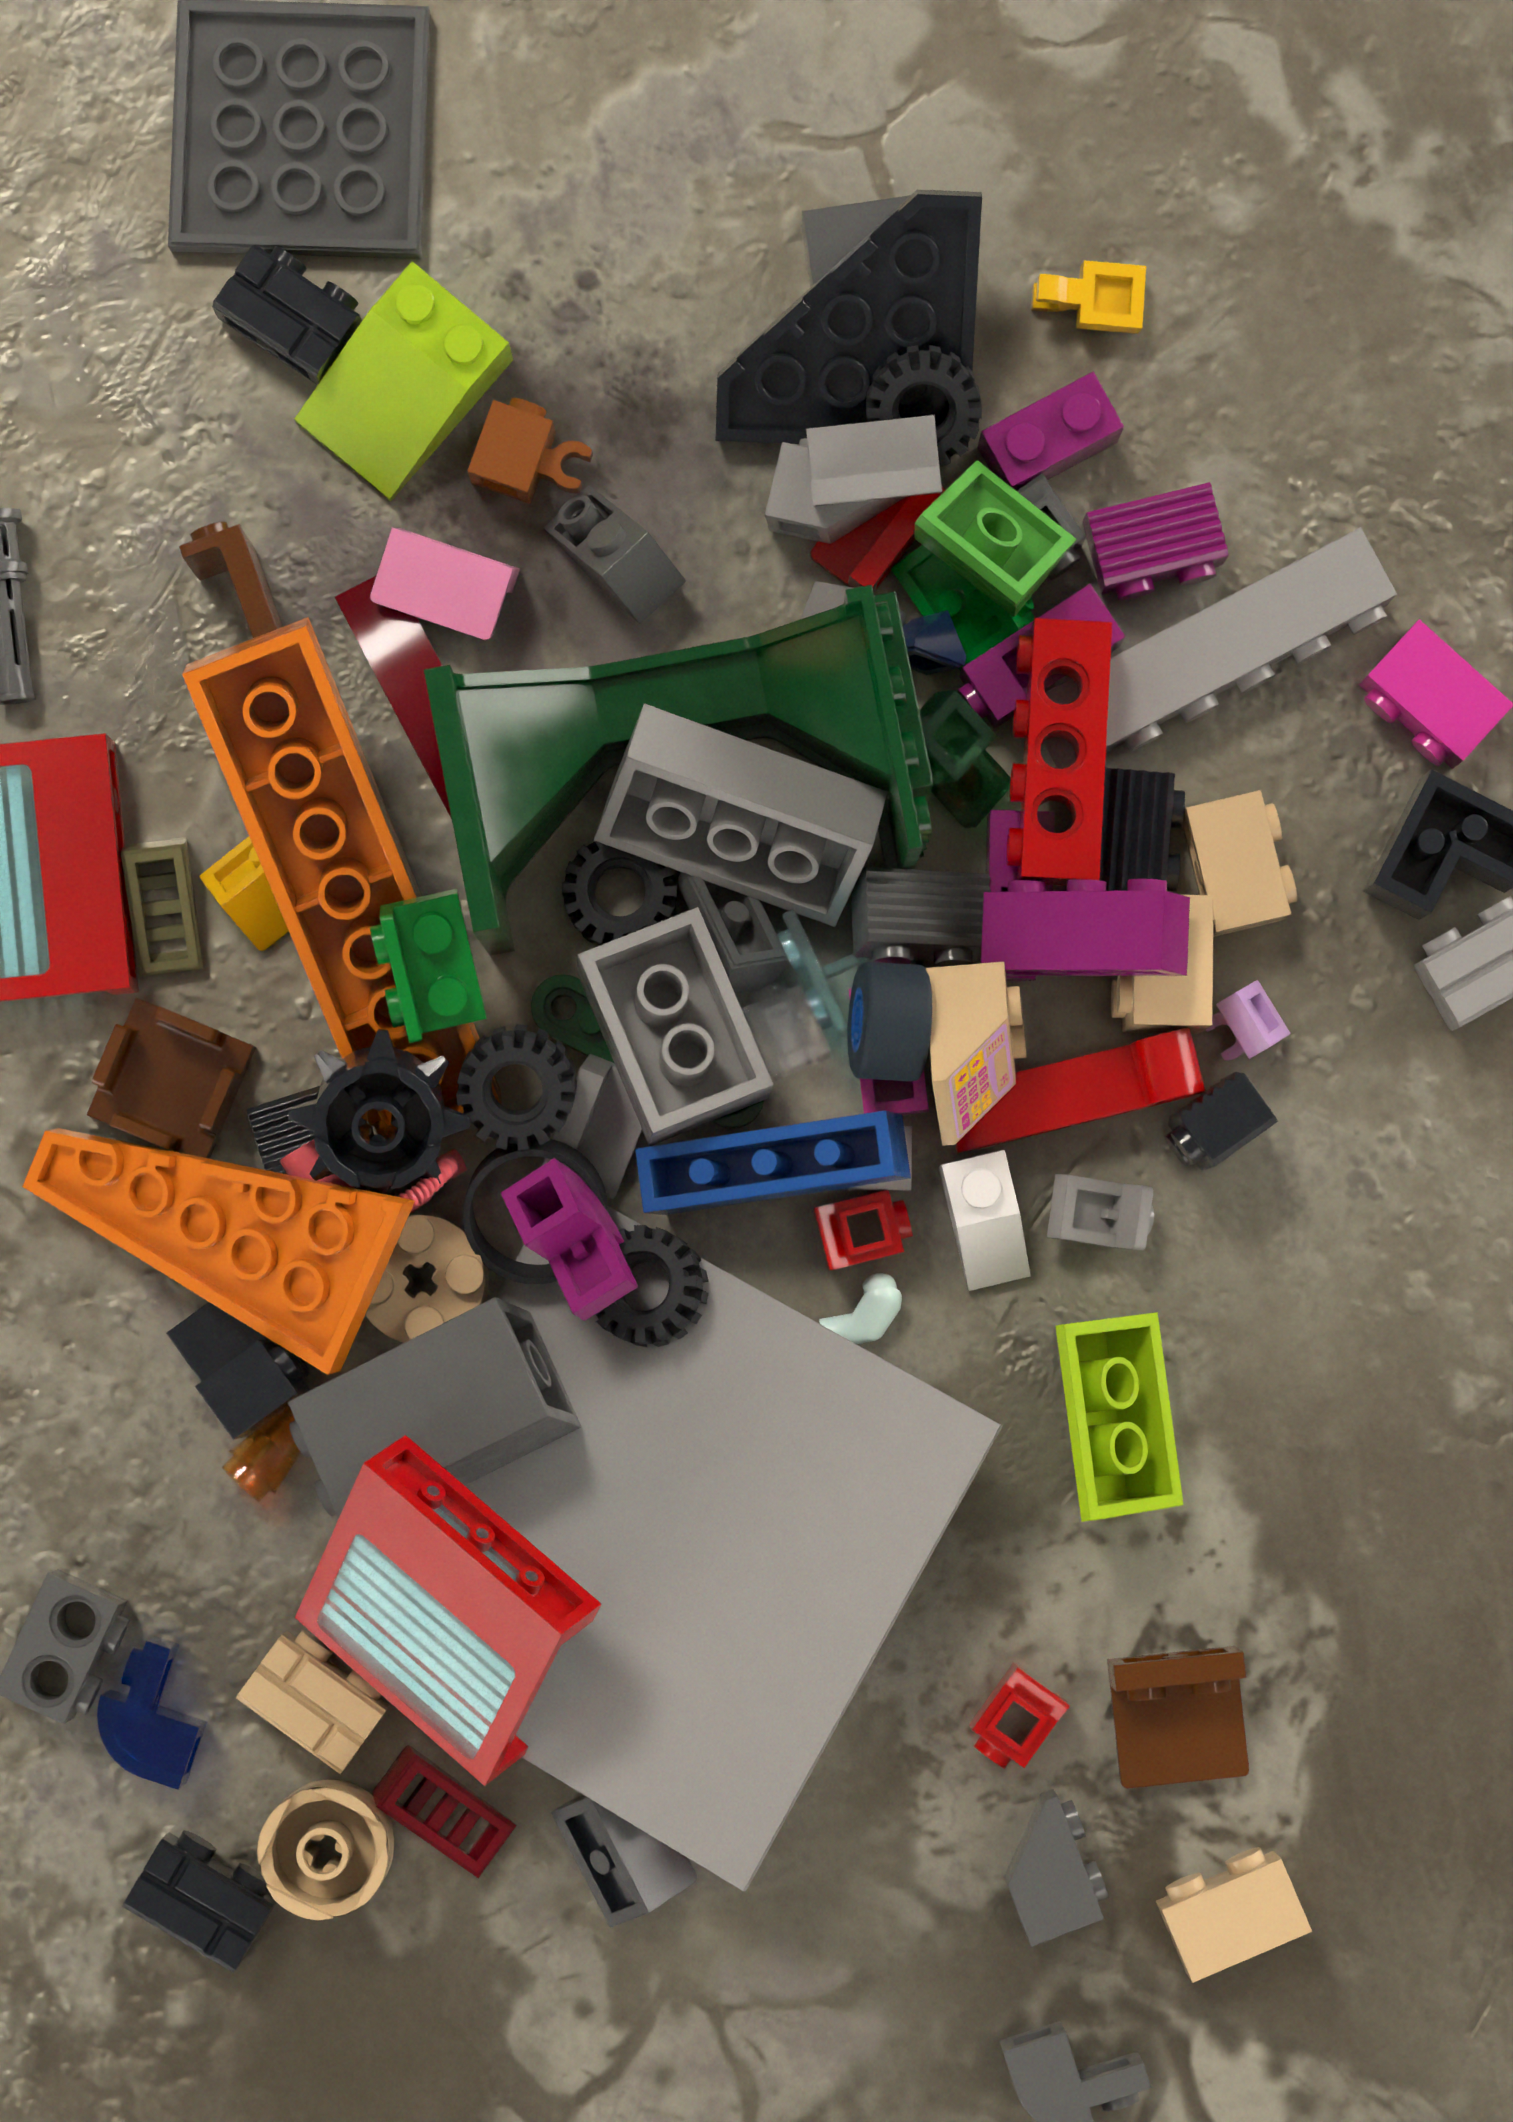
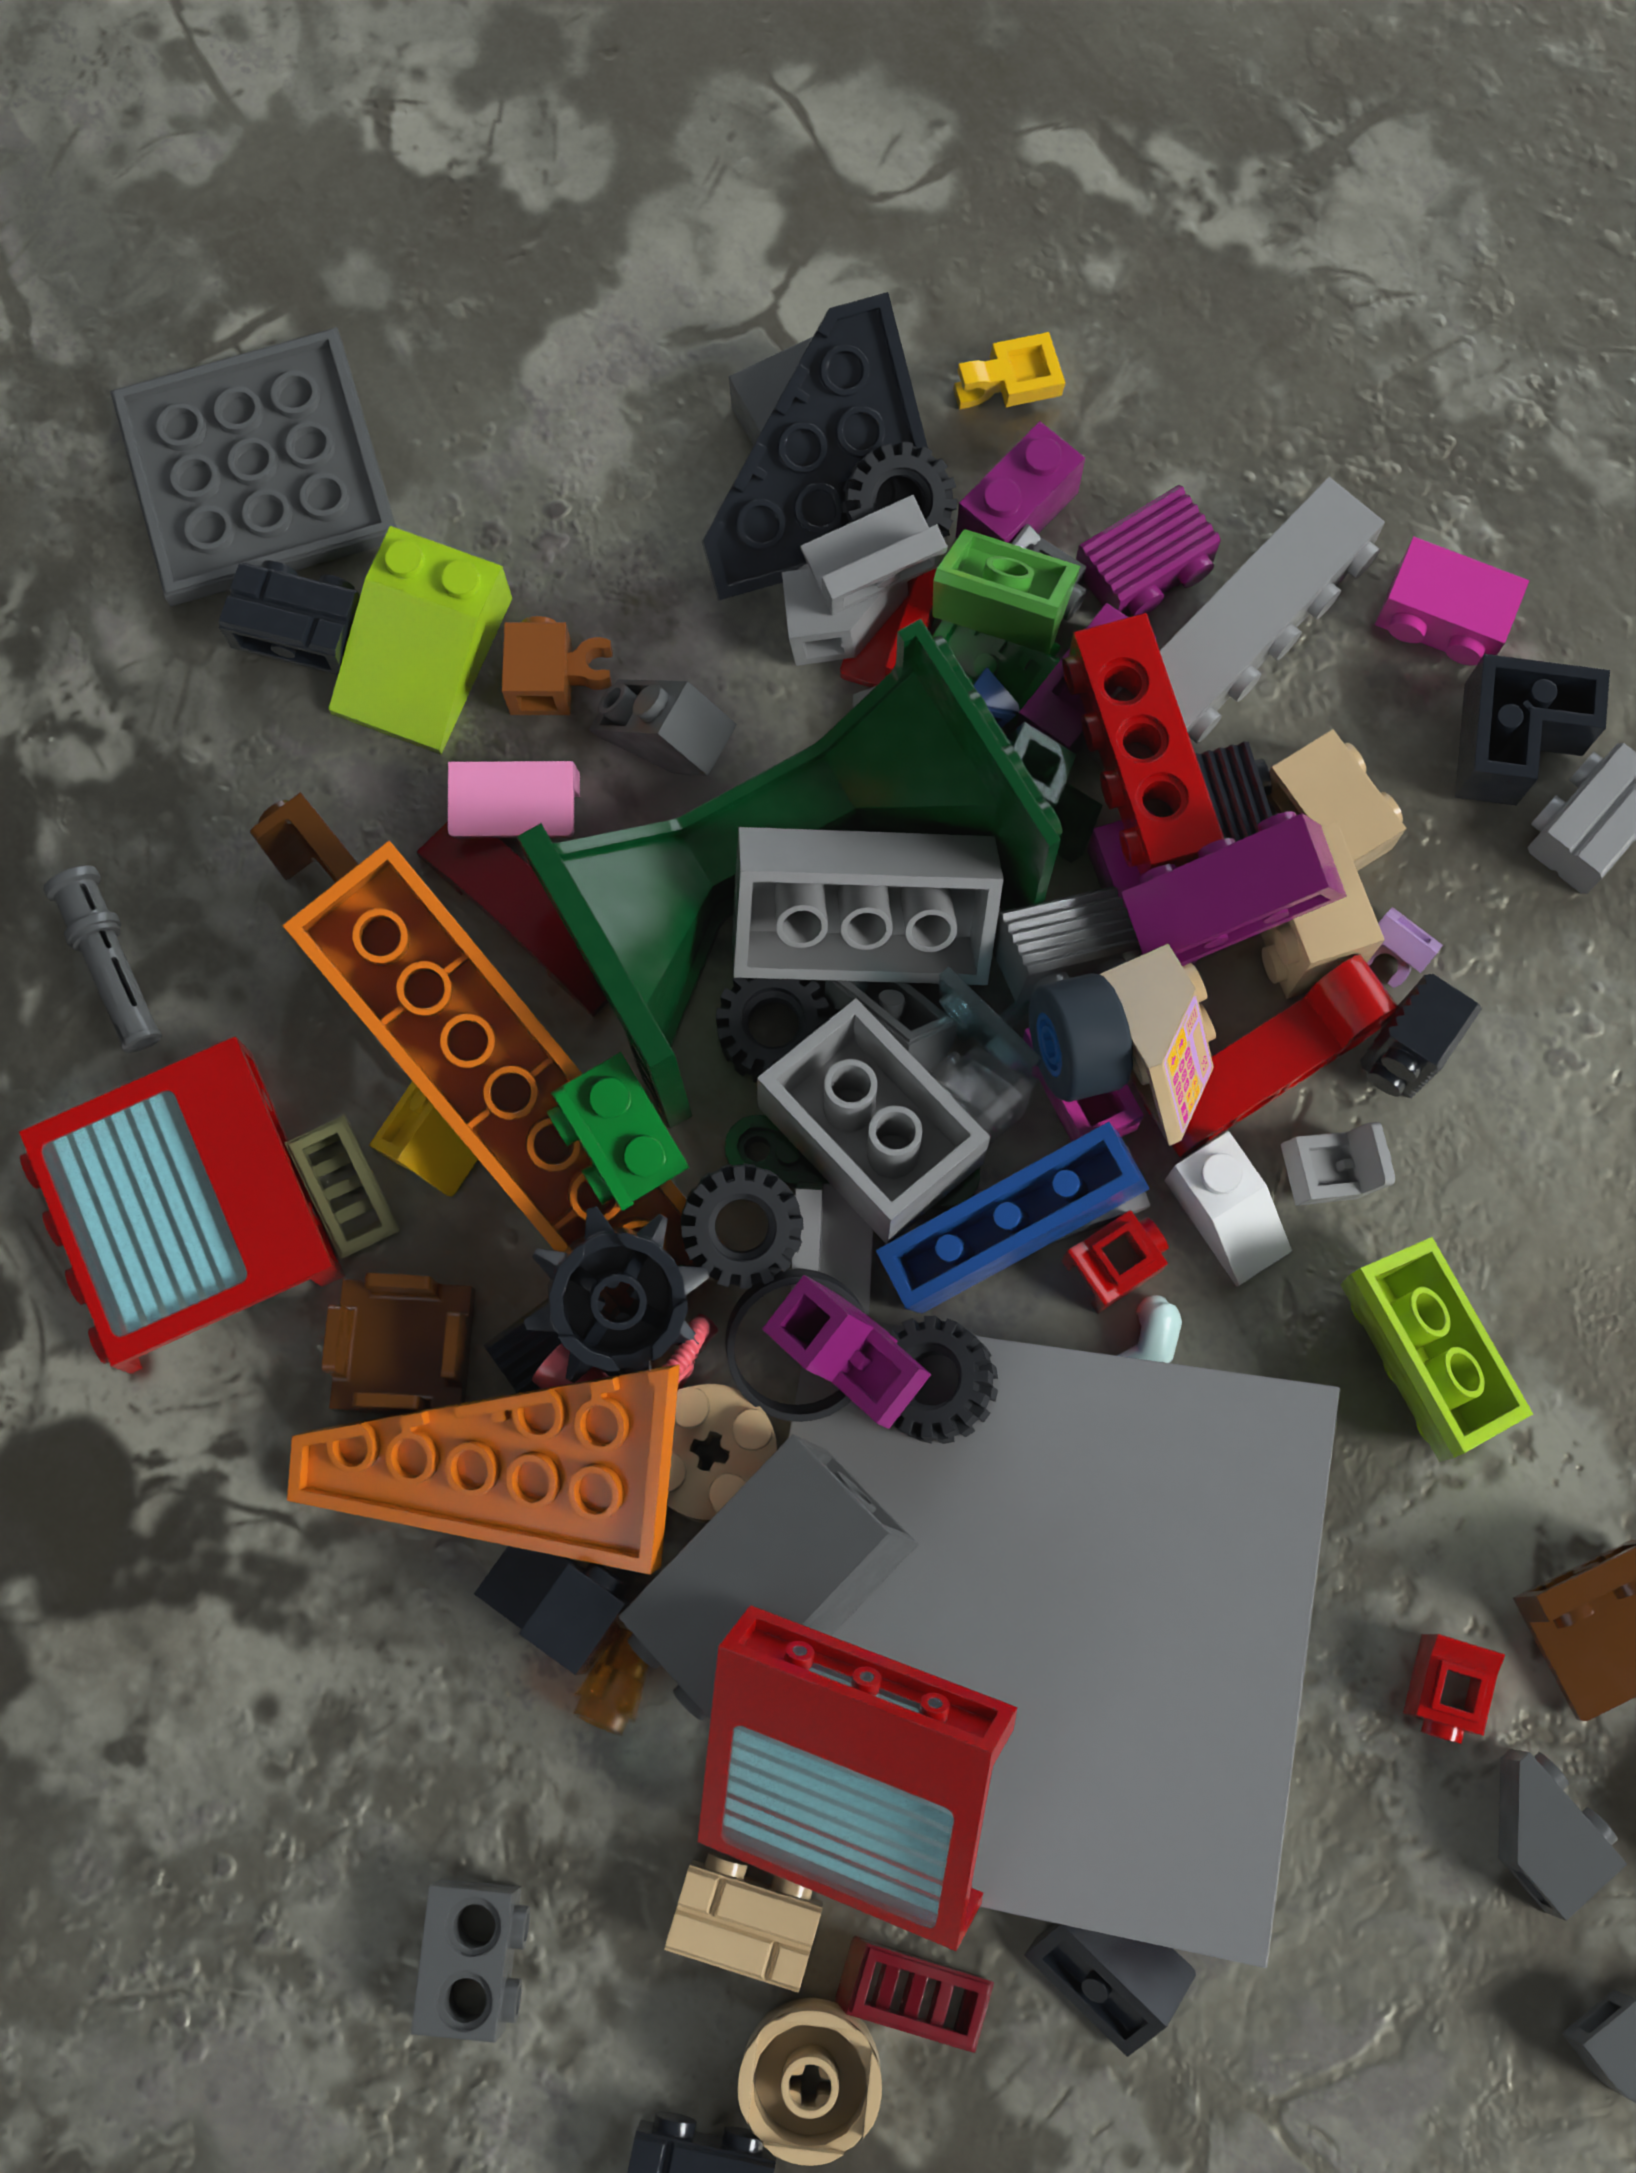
camera: 15 degrees left, 10 degrees down
(140, 1732) = (579, 2022): clear blue brick -> none

